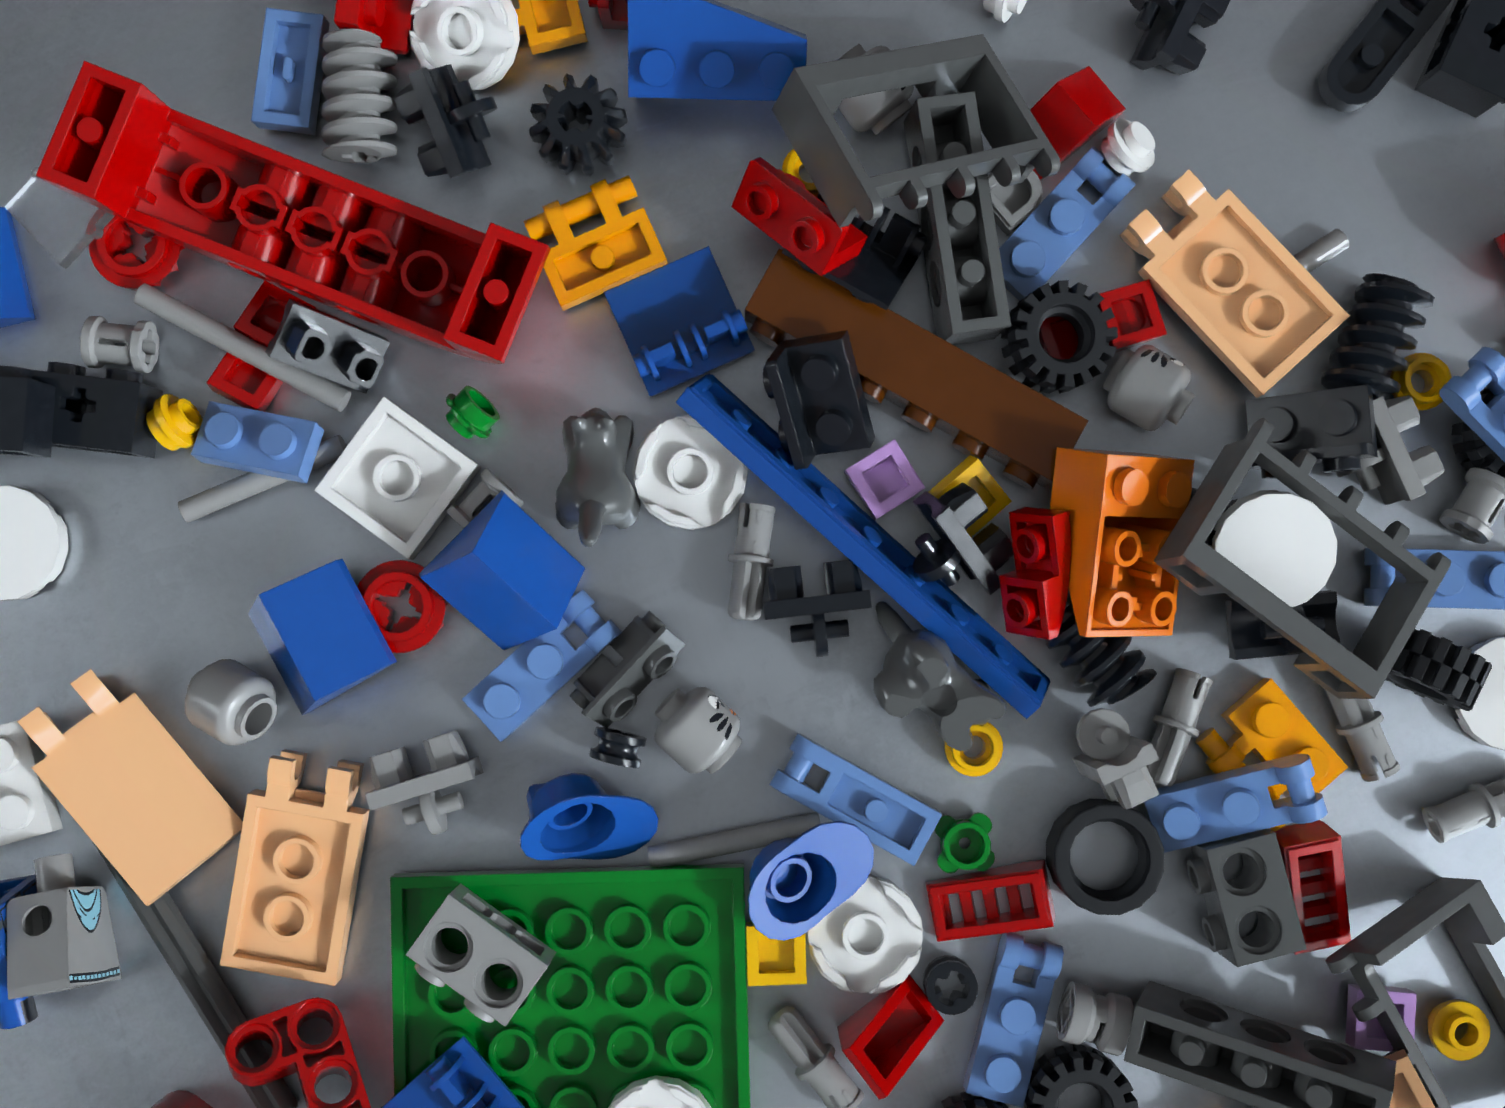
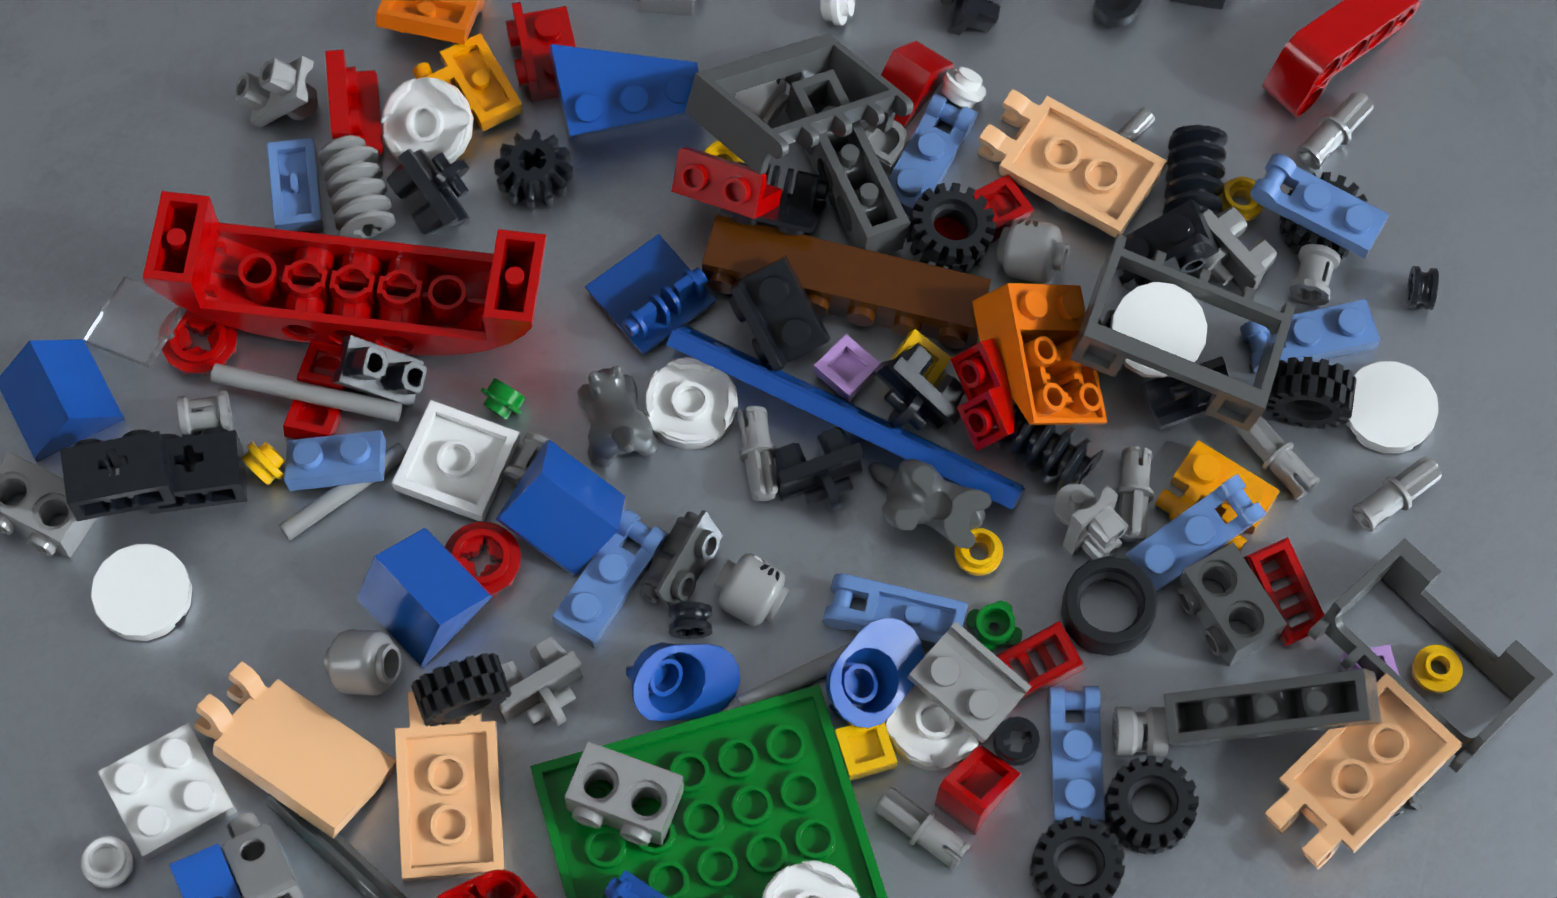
camera: 15 degrees left, 20 degrees down
(315, 795) = (461, 689): none -> black tyre
(603, 256) = (580, 257): light orange plate -> none
(914, 915) = (969, 682): none -> light grey plate

